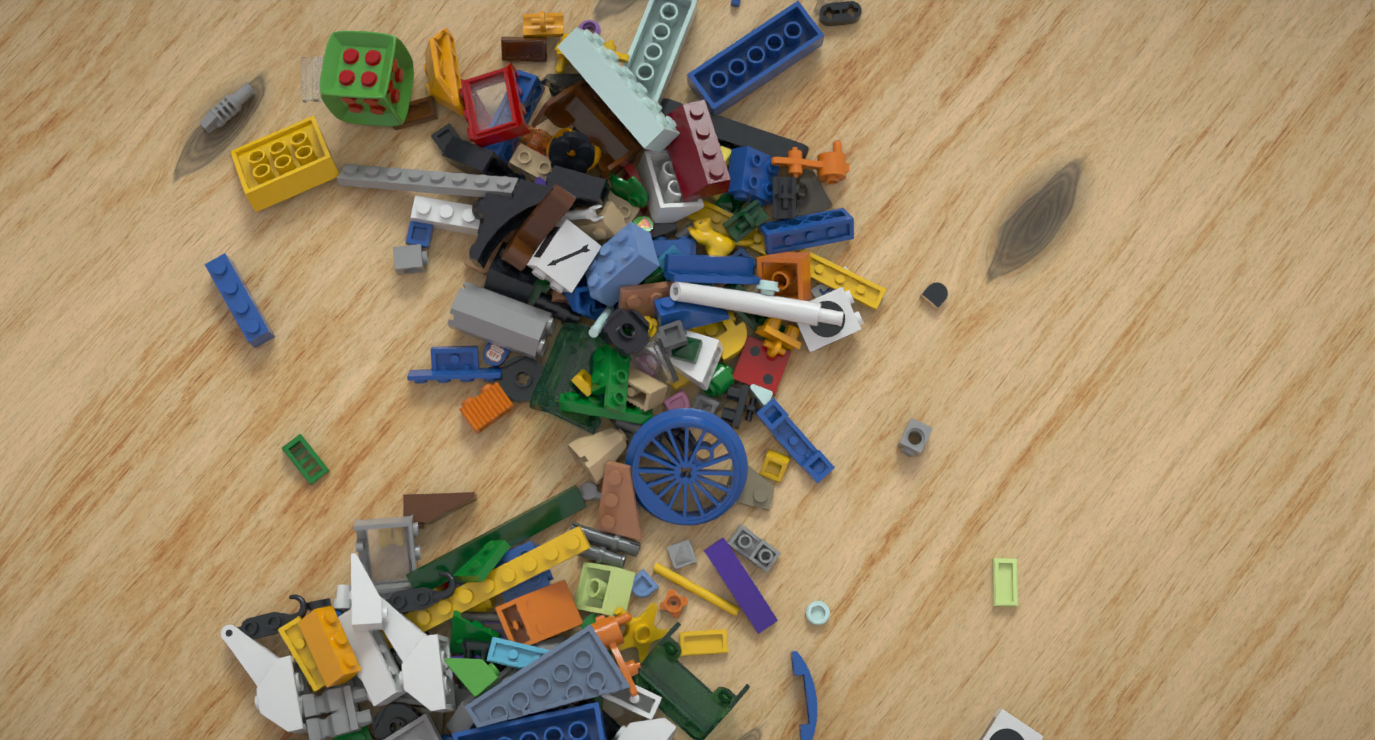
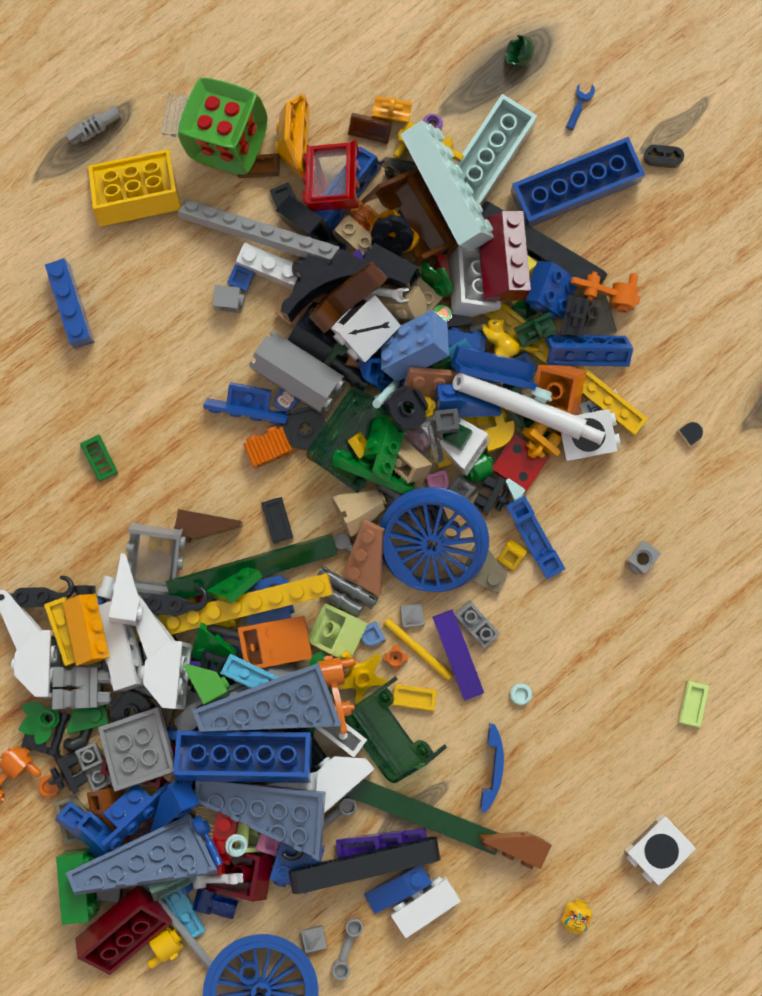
camera: 15 degrees right, 5 degrees up
(513, 483) = (277, 520): none -> black tile

